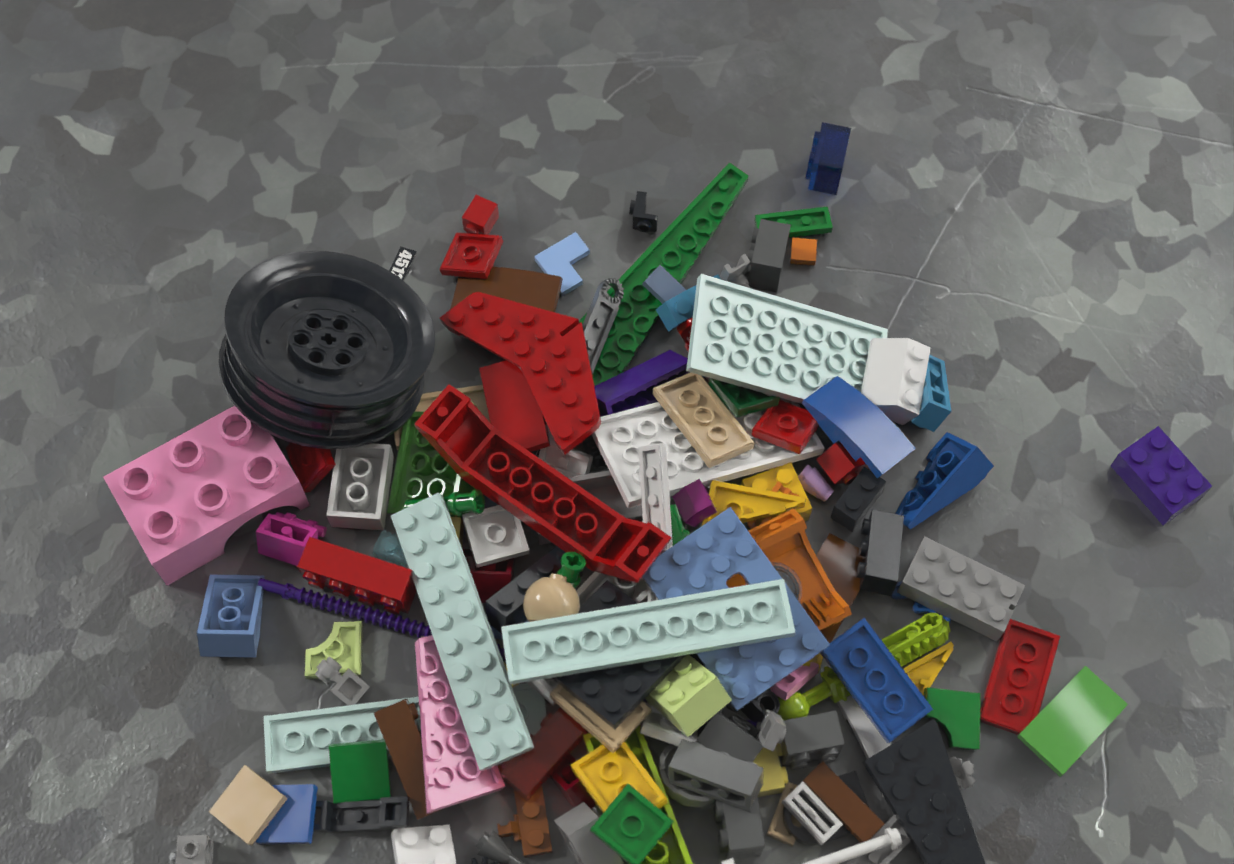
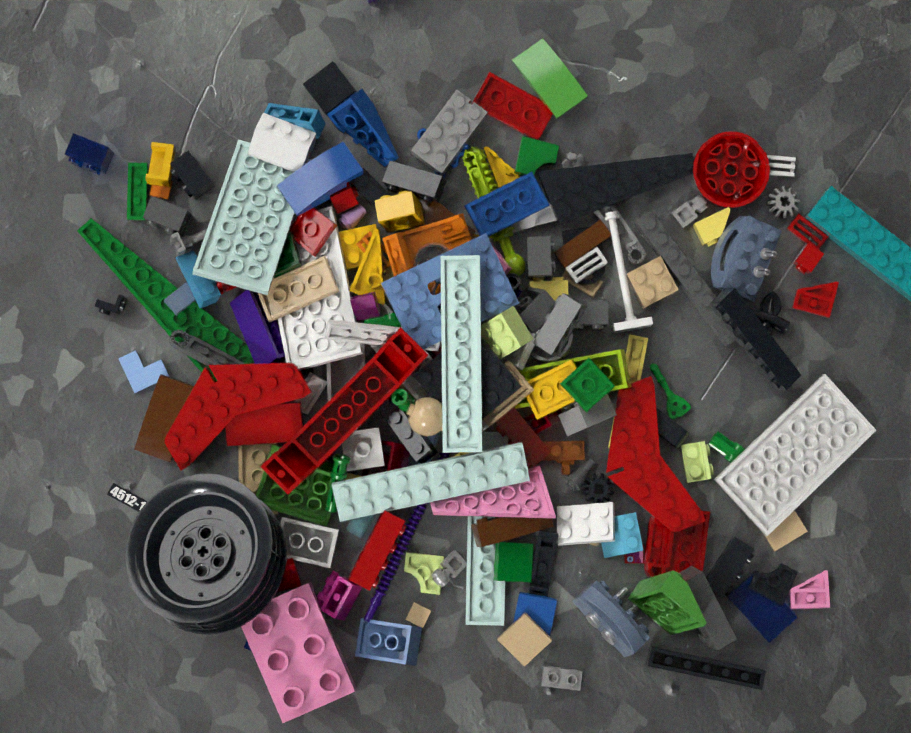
camera: 85 degrees left, 20 degrees up
(273, 651) = (418, 615): none -> tan tile
(471, 255) = (128, 440): red tile -> none
(480, 216) = (95, 430): red brick -> none
(772, 730) = (533, 281): light grey plate -> none
(828, 275) = (194, 178): none -> black brick
(833, 246) = (160, 166): none -> yellow panel
(835, 533) = (399, 211): none -> yellow brick
(985, 428) = (329, 87): none -> black tile

